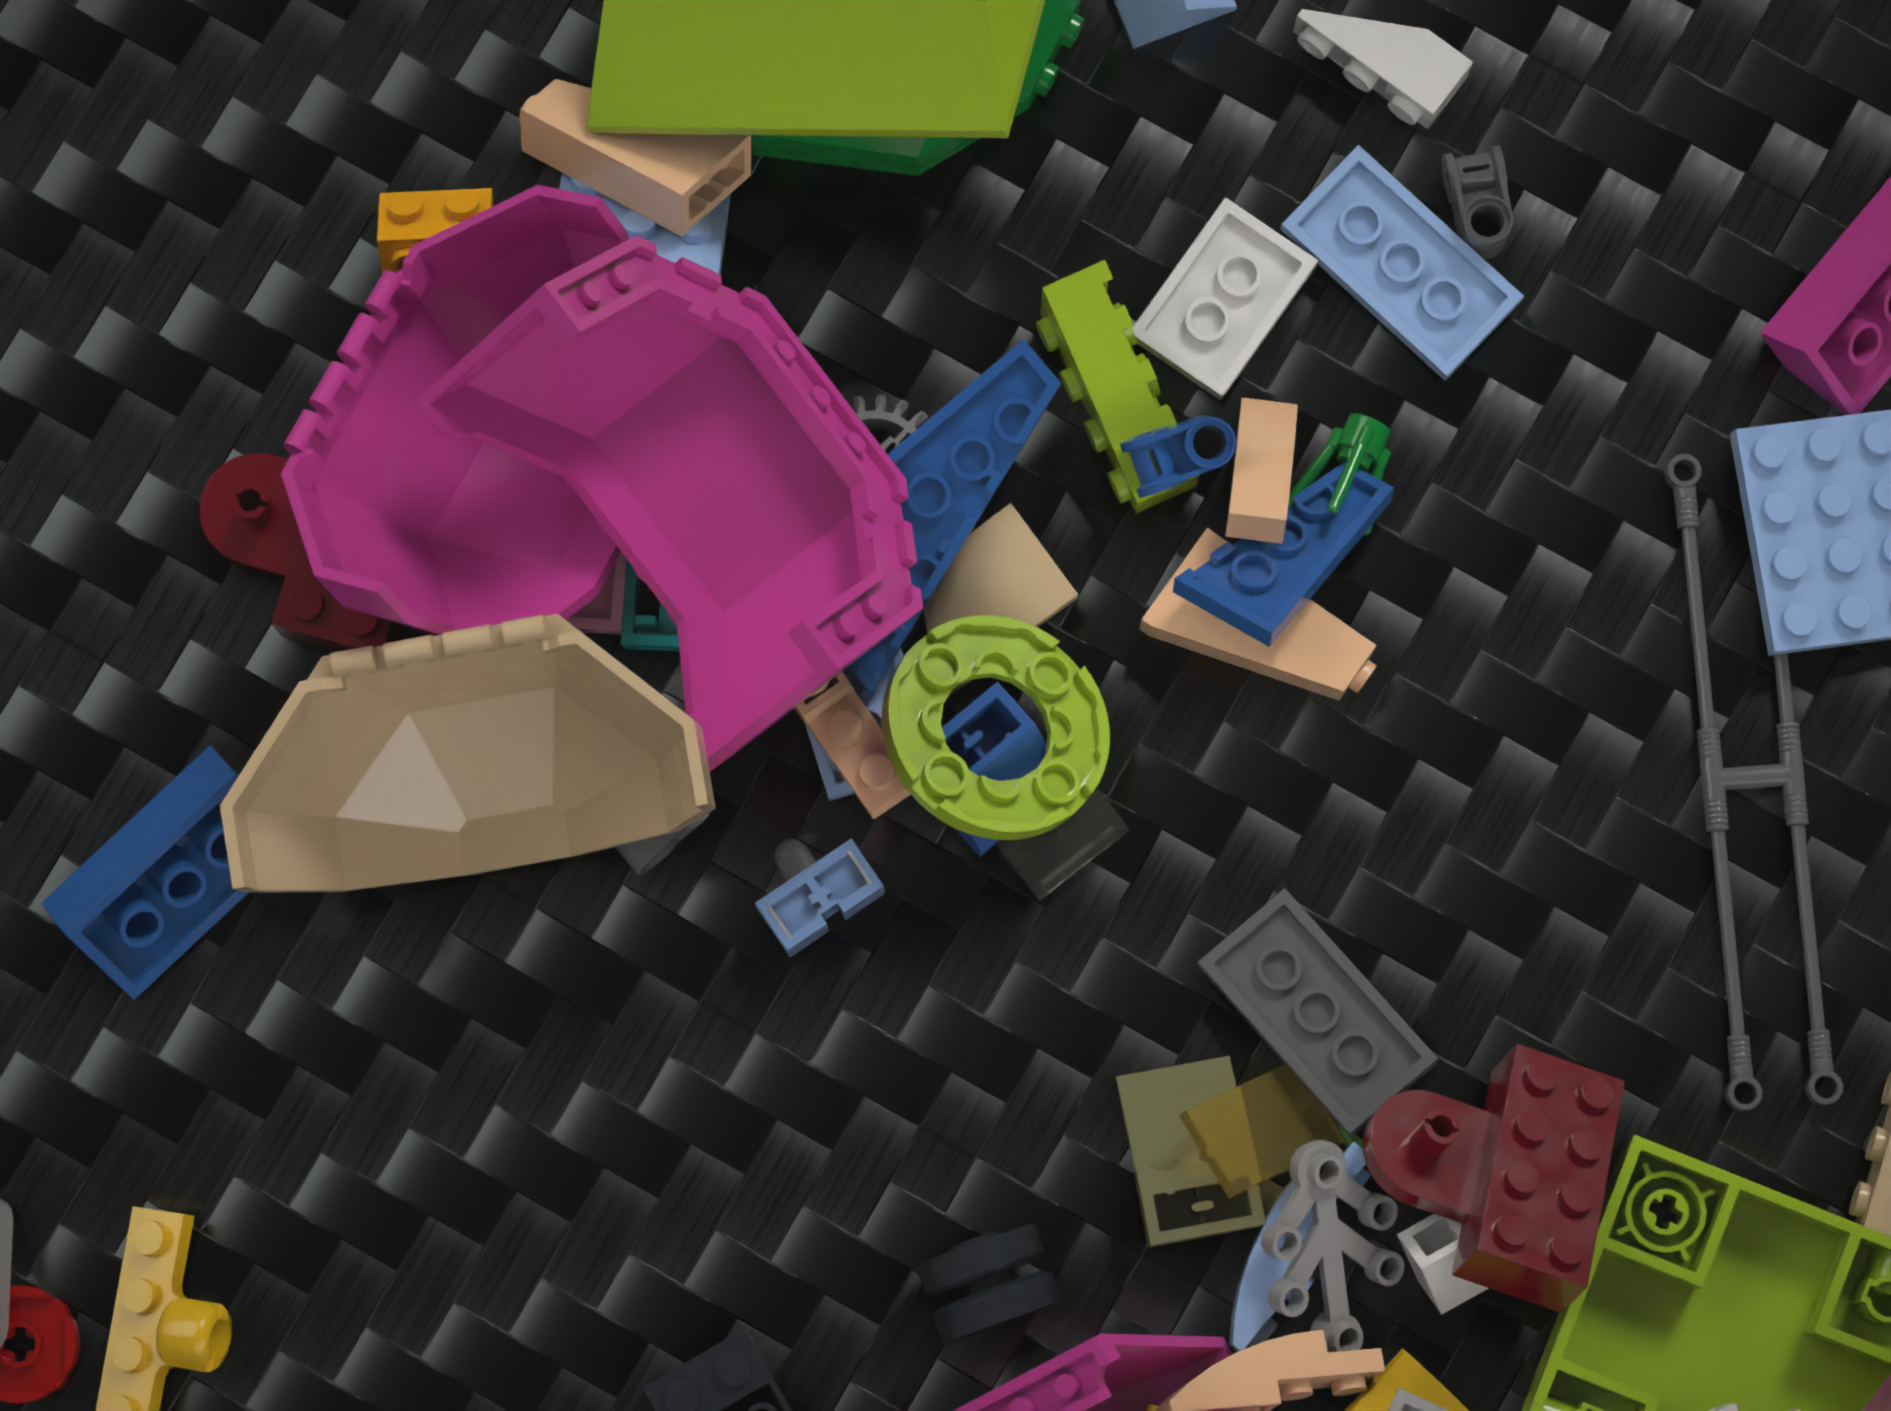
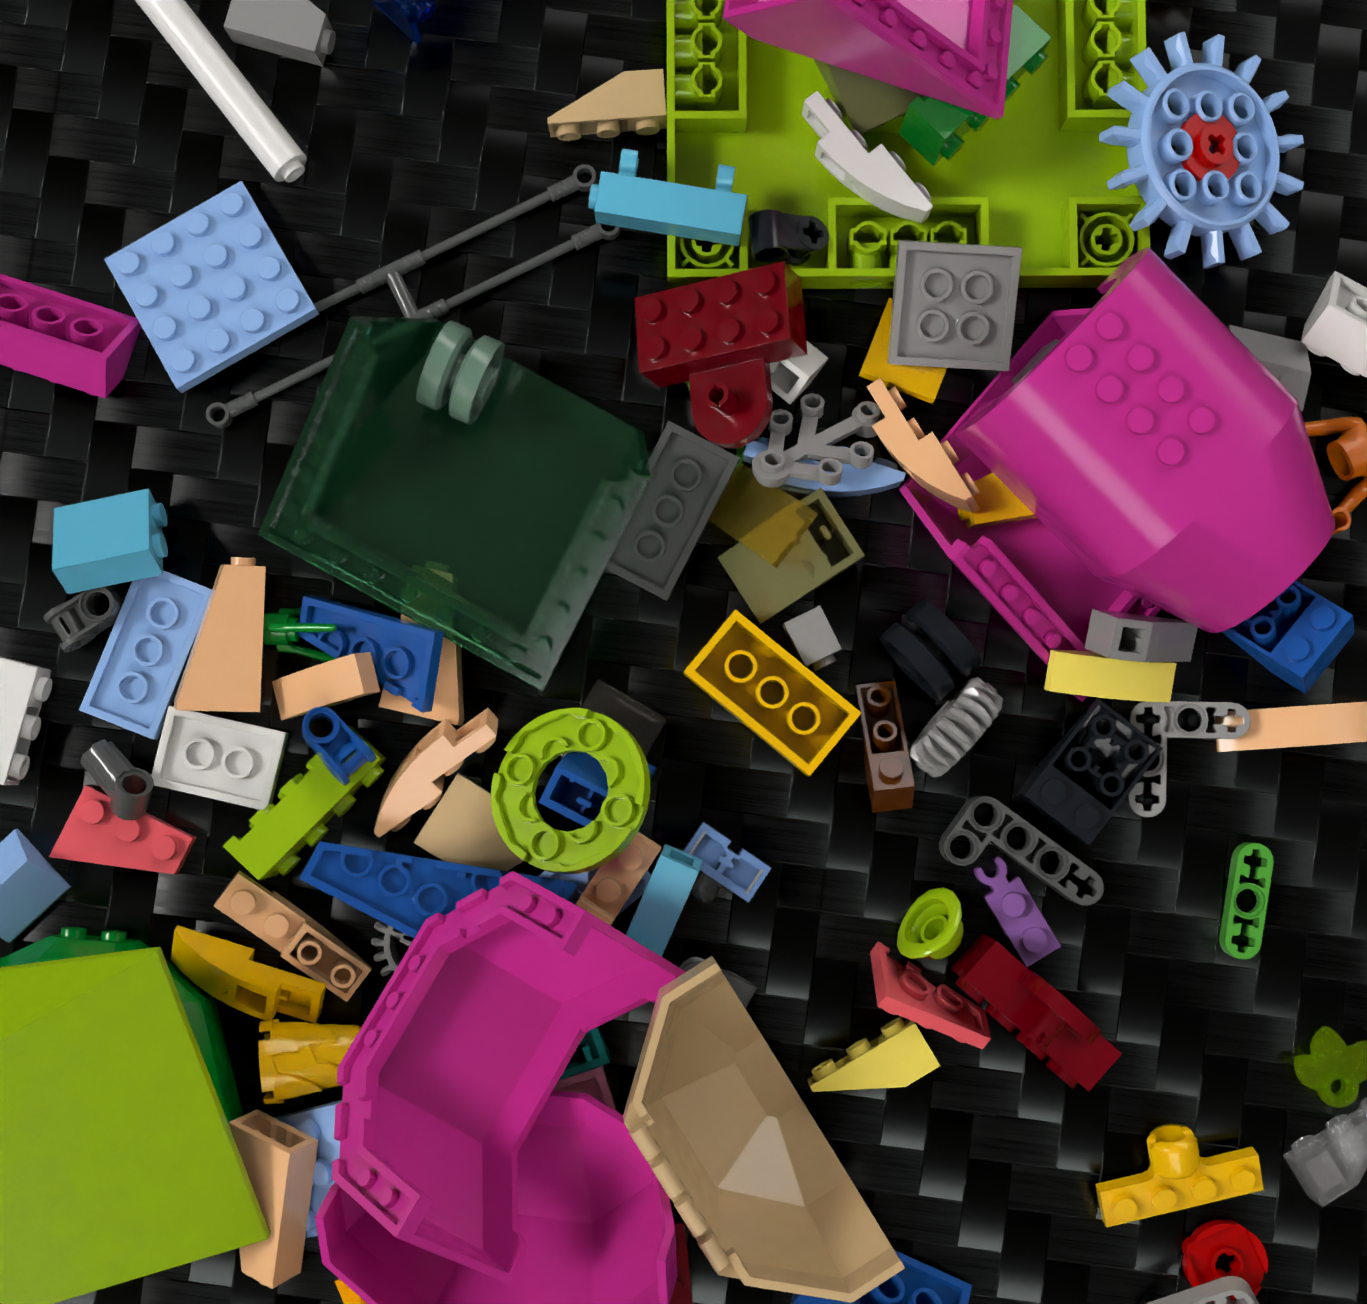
camera: 115 degrees left, 5 degrees up
(455, 1223) = (1041, 1014): none -> dark red brick
(469, 1004) = (886, 1062): none -> light yellow slope
(533, 1078) = (908, 994): none -> coral wing
(586, 1262) = (1017, 915): none -> medium lavender plate
(620, 1136) = (931, 926): none -> lime hat
(661, 1302) = (1026, 855): none -> dark grey beam
(794, 254) = (301, 1057): none -> yellow cone
(804, 792) = (664, 899): none -> medium azure brick
(871, 1275) = (955, 727): none -> light grey gear
(884, 1174) = (884, 747): none -> reddish brown slope
(930, 209) = (233, 977): none -> yellow slope
(954, 306) = (293, 934): none -> light nougat slope
(1017, 1048) = (772, 693): none -> yellow brick
(1067, 1136) = (812, 638): none -> light grey brick
(1099, 553) = (422, 773): none -> light nougat slope
(1173, 137) = (102, 838): none -> coral wing
(1246, 161) = (125, 785): none -> dark grey piece
(1361, 363) = (228, 647): none -> light nougat slope
(1452, 747) = (455, 522): none -> clear green windscreen
(1564, 266) = (108, 541): none -> medium azure brick
(1609, 805) = (460, 372): none -> sand green wheel
(1626, 1316) = (785, 237): none -> black piece
(1725, 1170) = (669, 206): none -> medium azure brick

